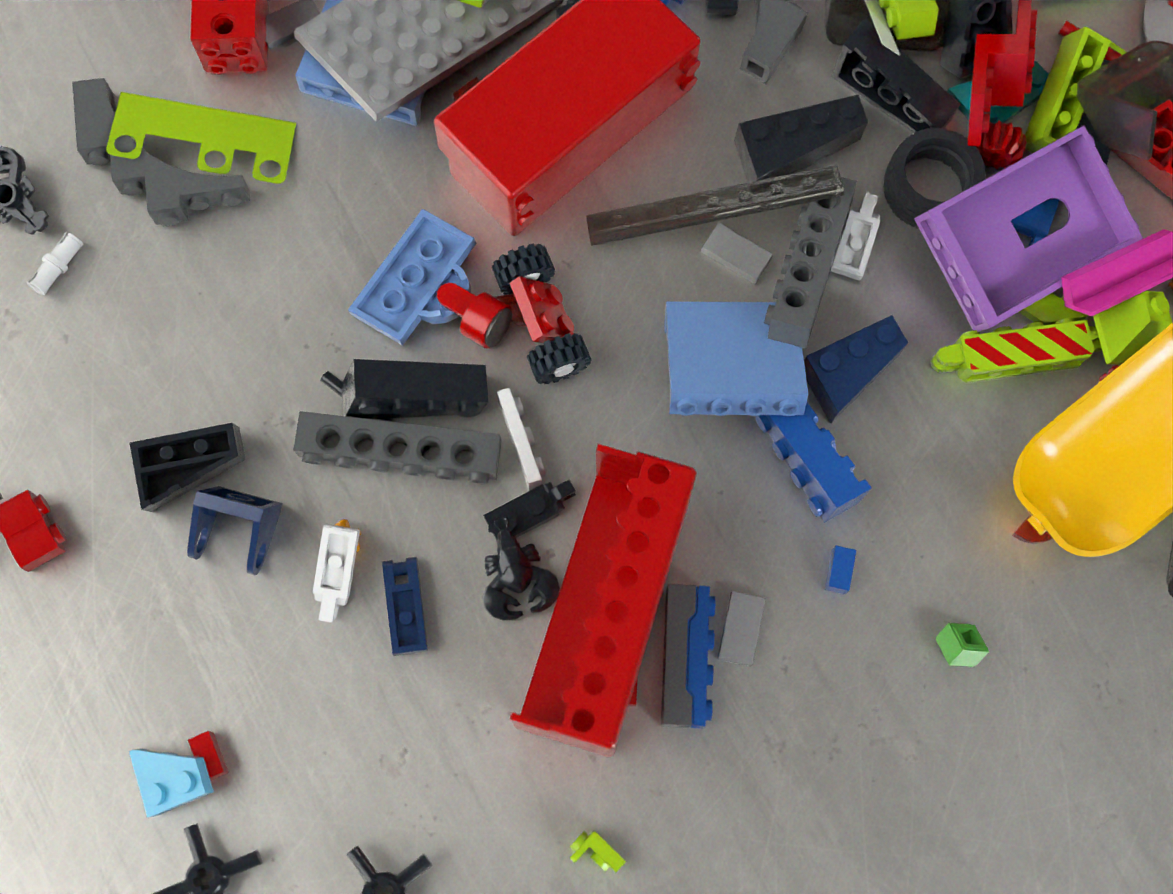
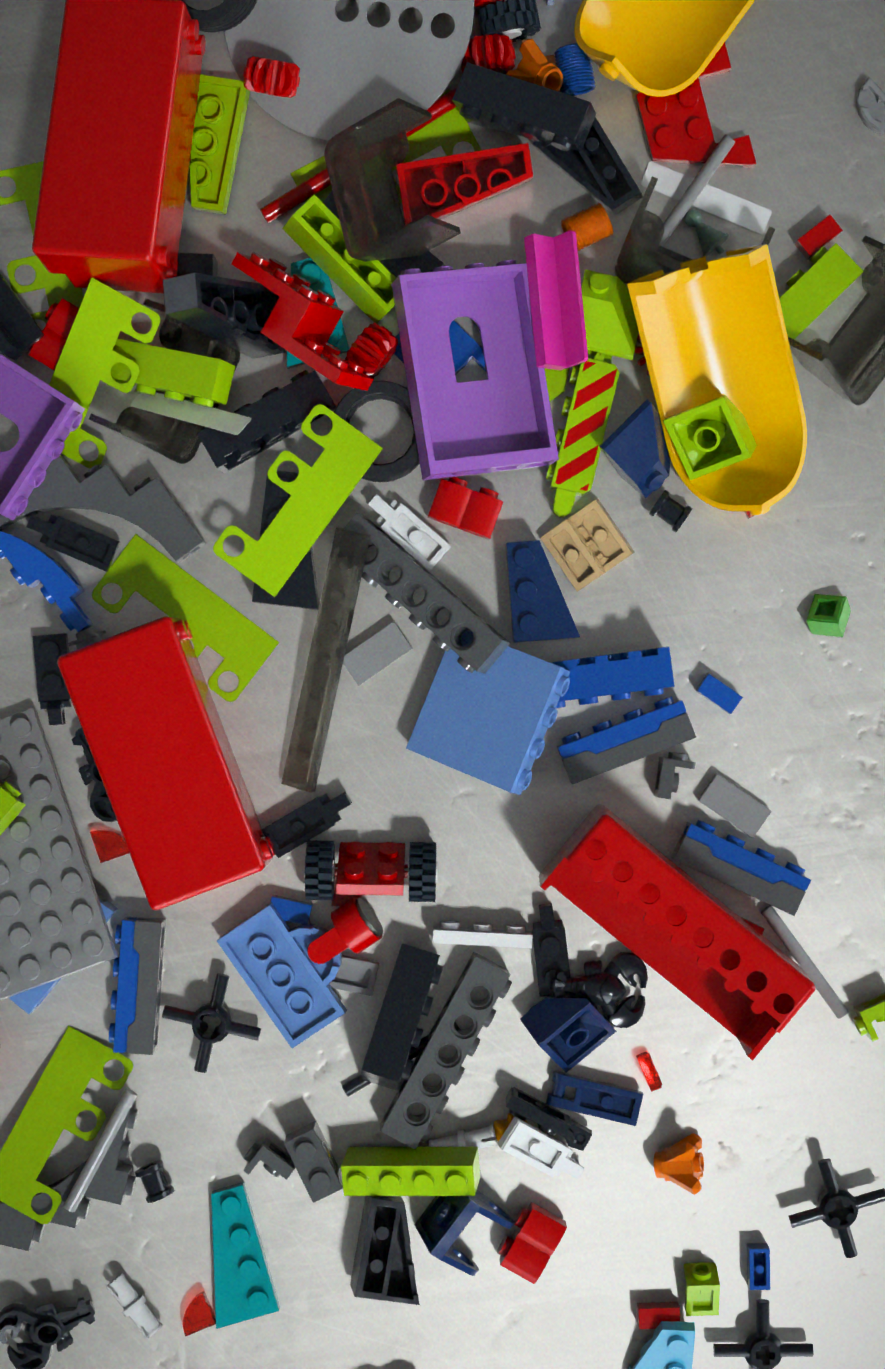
camera: 60 degrees left, 15 degrees up
(65, 323) = (198, 1315): none -> clear red tile
(123, 344) = (240, 1265): none -> teal wing
(179, 238) = (154, 1181): none -> black bush
(192, 173) = (100, 1150): none -> light grey bar
(237, 334) = (275, 1159): none -> dark grey bracket
(240, 600) = (532, 1242): none -> red brick
(248, 367) = (314, 1161): none -> dark grey brick
(249, 788) = (701, 1289): none -> lime bracket
(270, 454) = (410, 1171): none -> lime brick
(293, 839) = (758, 1266): none -> blue piece
(314, 497) = (480, 1137): none -> white pin
(347, 243) = (214, 1009): none -> black bar
(355, 161) = (139, 985): none -> piece
(368, 569) = (548, 1118): none -> black hinge
(372, 715) = (682, 1163): none -> orange rock
(437, 342) = (356, 975): none -> light grey tile
(451, 648) = (649, 1071): none -> clear red tile
(462, 552) = (567, 1029): none -> dark blue slope
(476, 267) = (292, 909): none -> blue piece
(563, 248) = (305, 822): none -> black hinge
(618, 760) = (804, 961): none -> light grey bar
(705, 104) = (183, 597): none -> lime piece
(740, 550) = (666, 779): none -> dark grey bracket
(758, 498) = (626, 741): none -> piece
(848, 138) = (312, 504): none -> lime piece
(901, 277) = (466, 508): none -> red brick
(919, 397) = (587, 545): none -> tan slope
(986, 456) = (670, 511): none -> black bush
(1032, 400) = (640, 450): none -> dark blue slope
(1078, 457) = (710, 436): none -> lime slope

